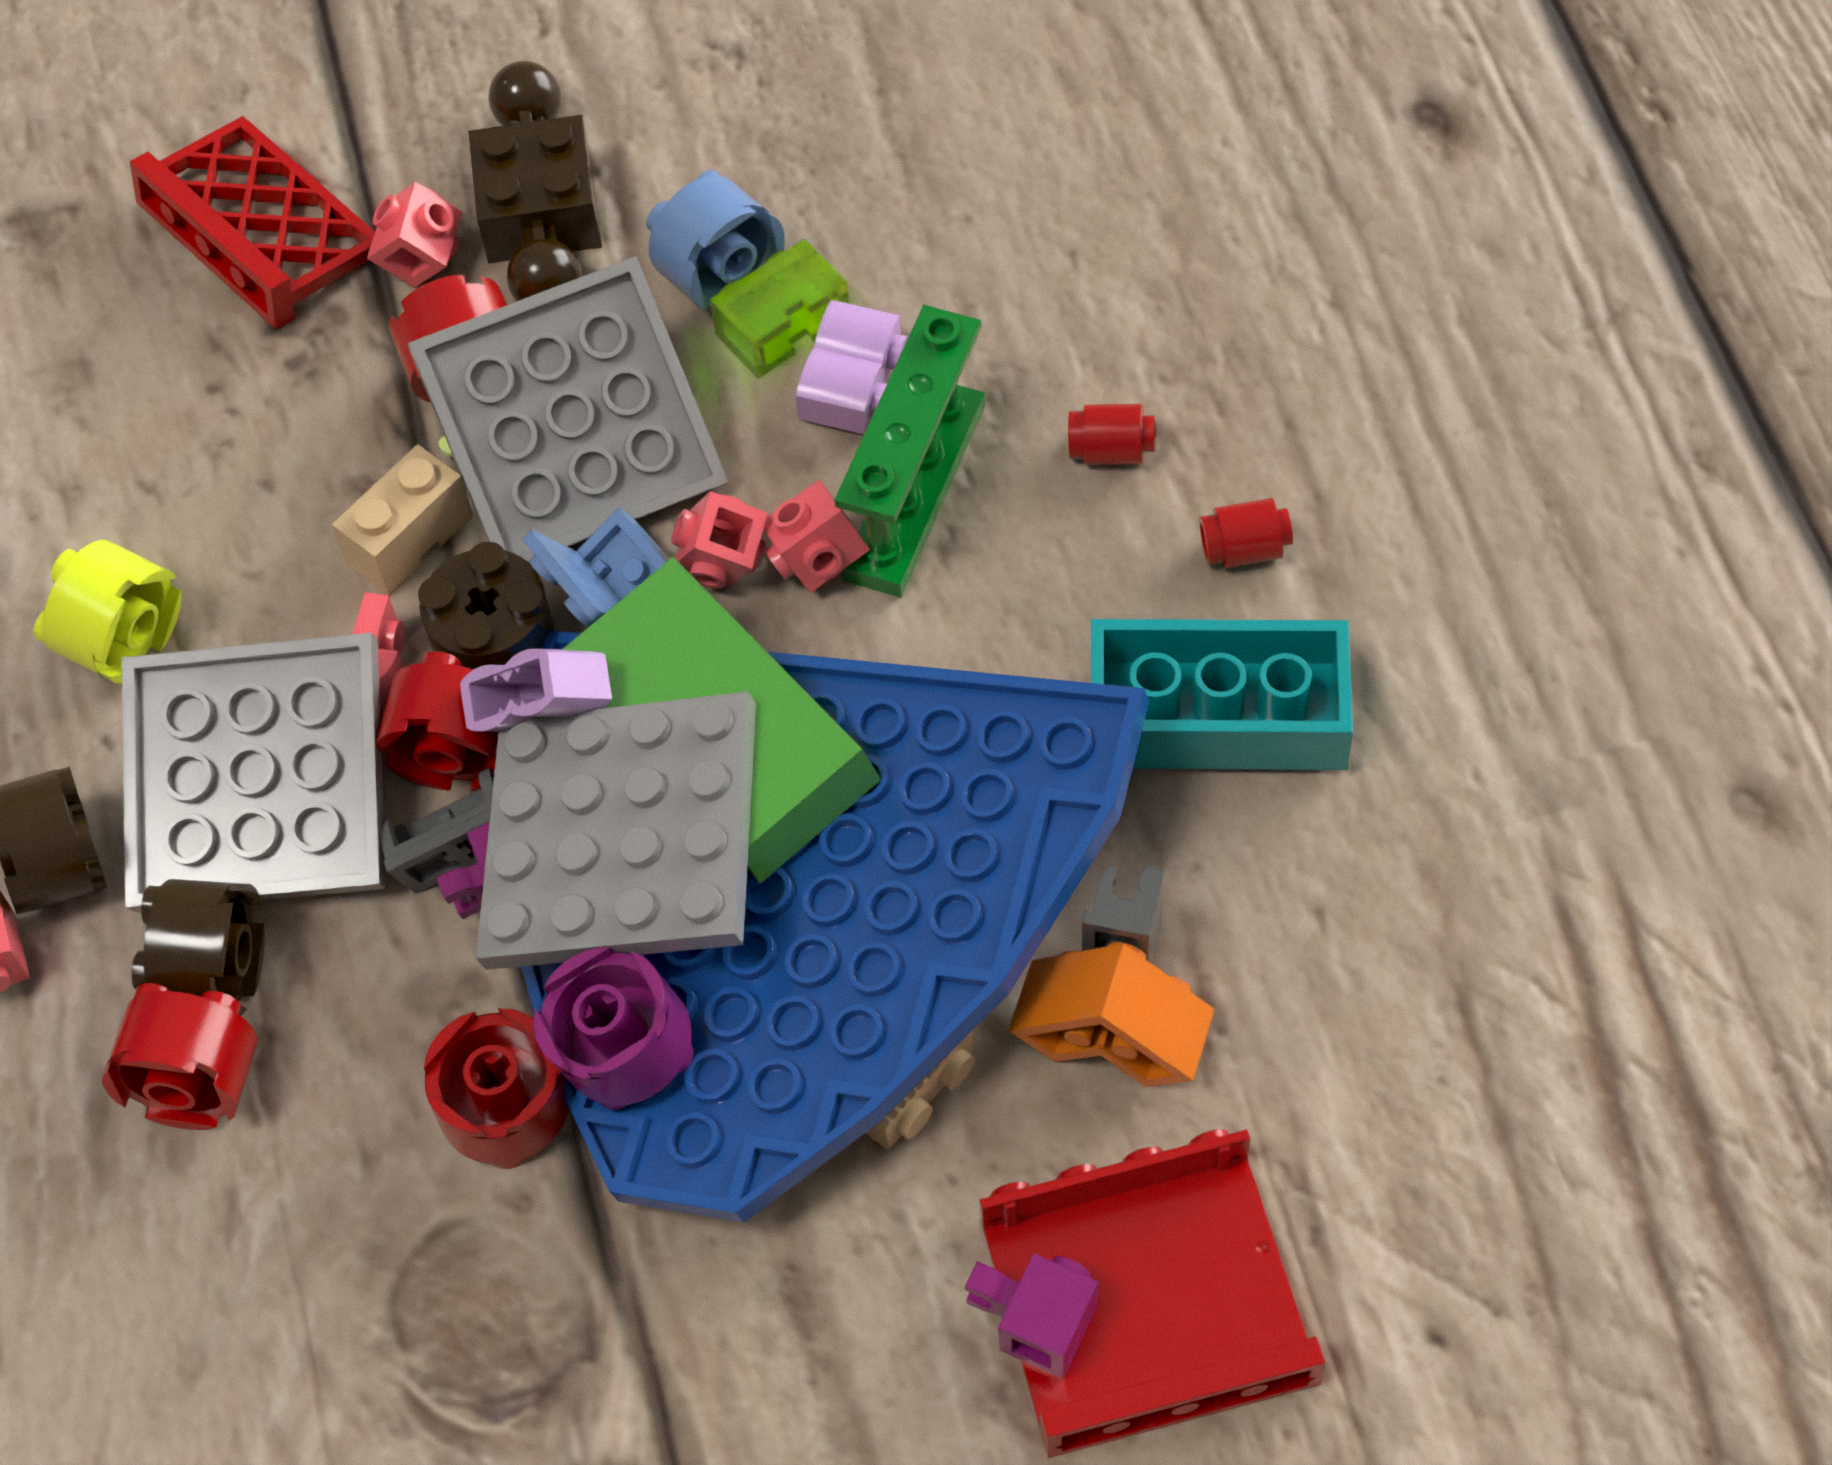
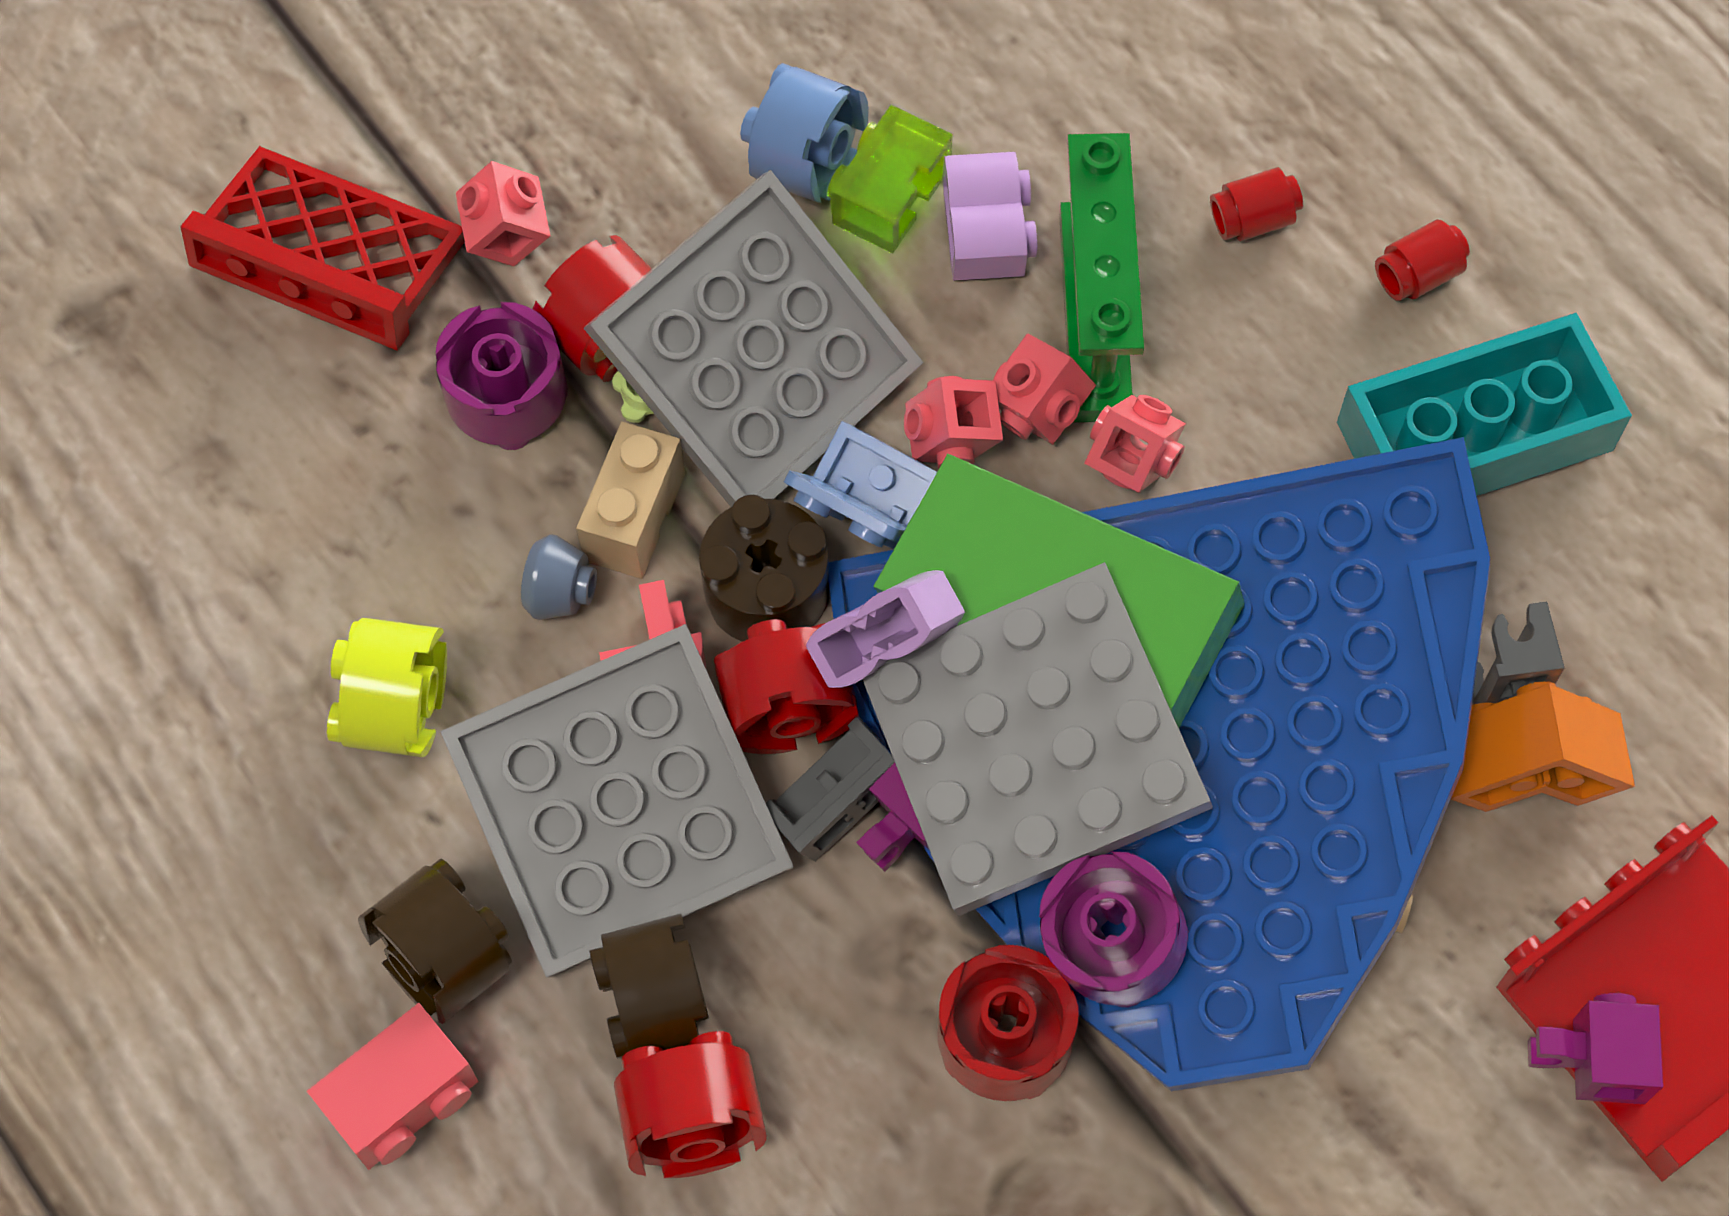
camera: 25 degrees left, 5 degrees up
(303, 567) = (556, 579): none -> sand blue cone
(342, 374) = (501, 374): none -> magenta brick
(533, 182) = (597, 132): dark brown brick -> none
(878, 612) = (1118, 446): none -> coral brick

